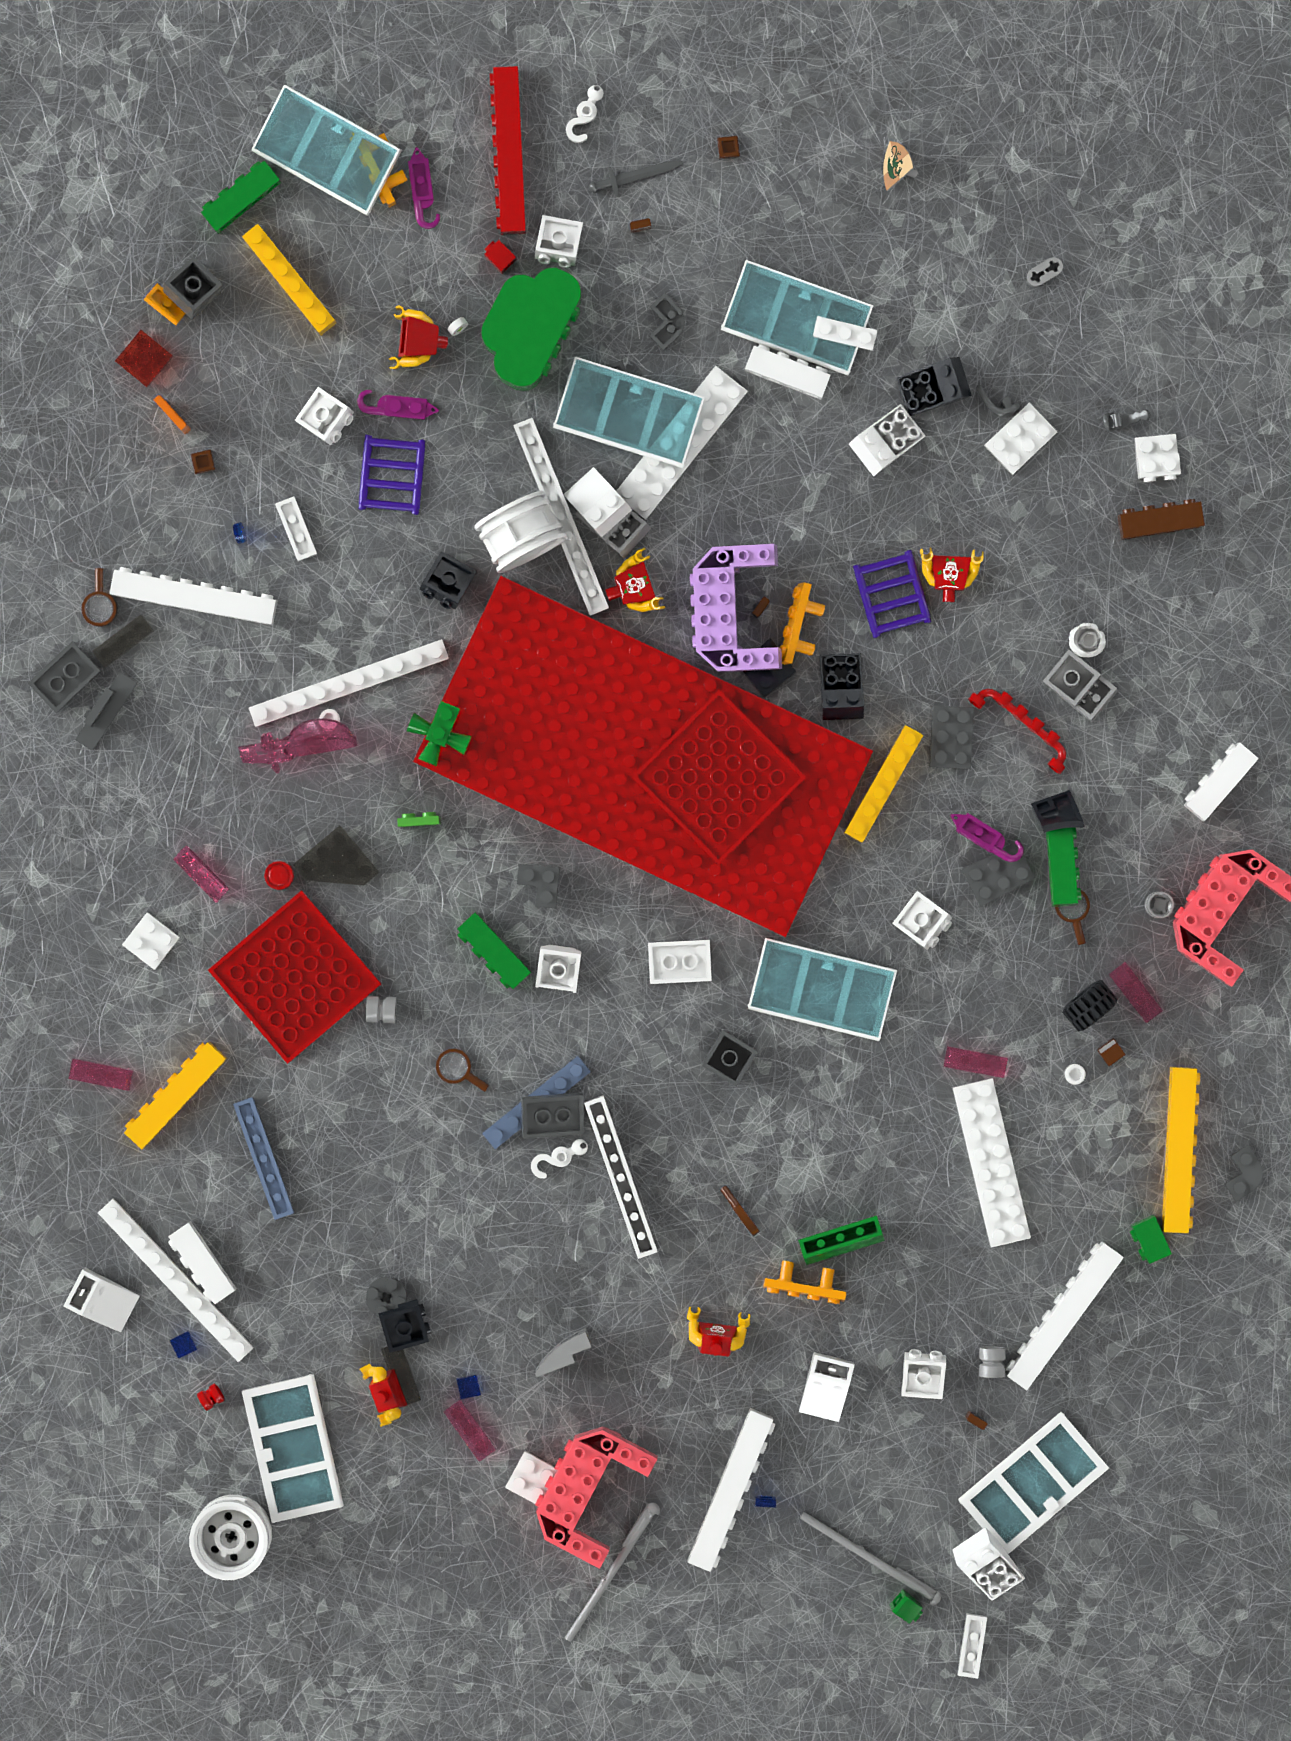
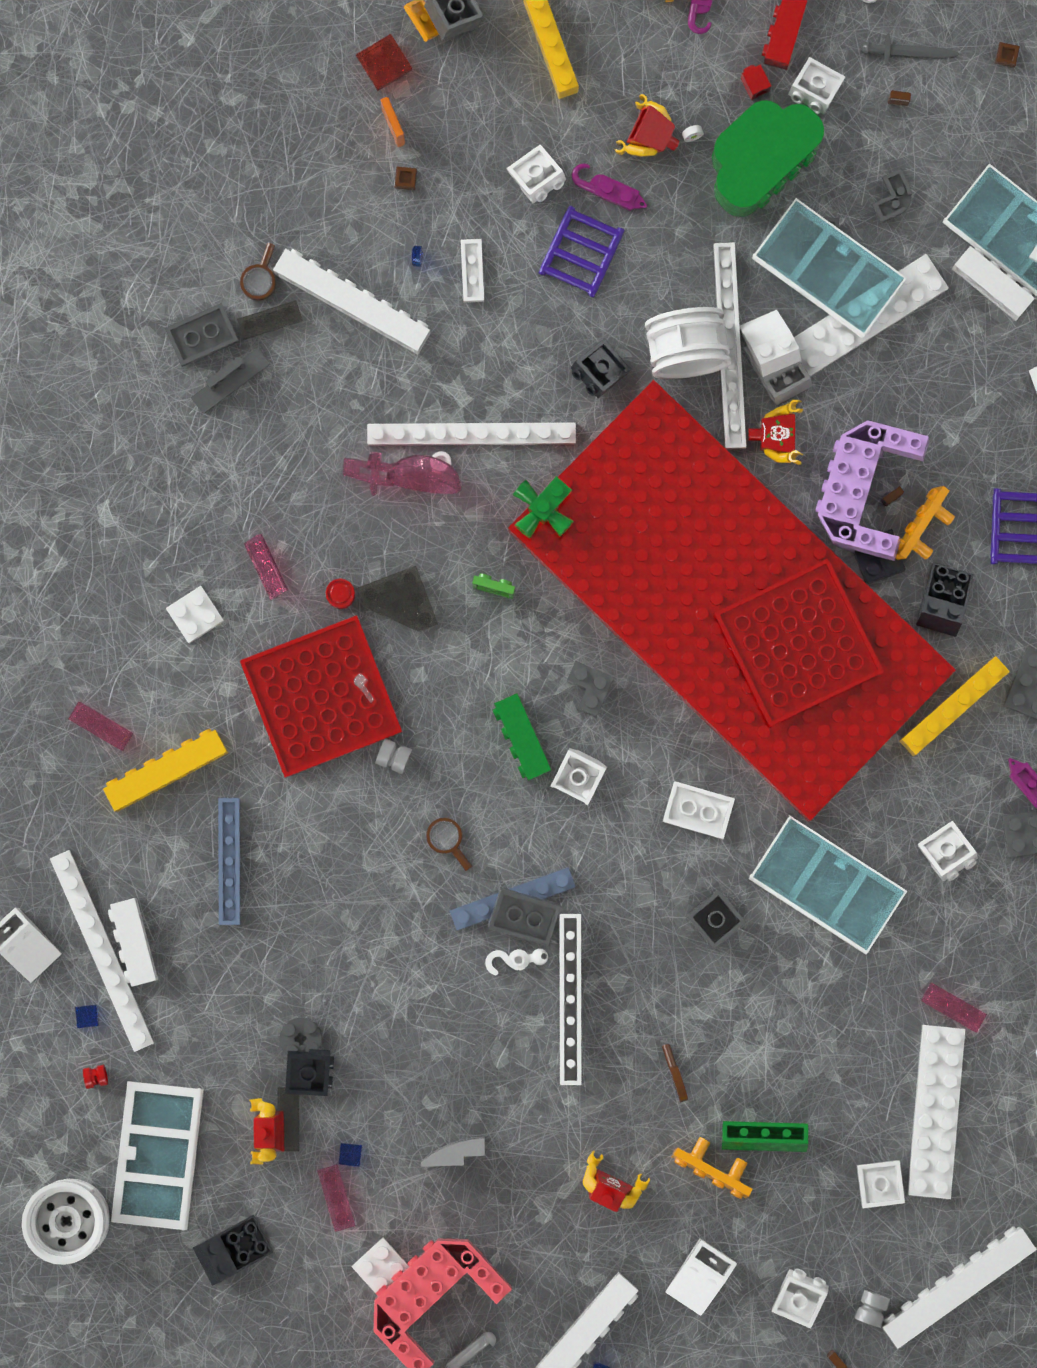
camera: 15 degrees right, 5 degrees down
(326, 952) = (360, 681): none -> clear hand
(391, 1510) = (232, 1250): none -> black slope
(962, 1246) = (880, 1184): none -> white plate

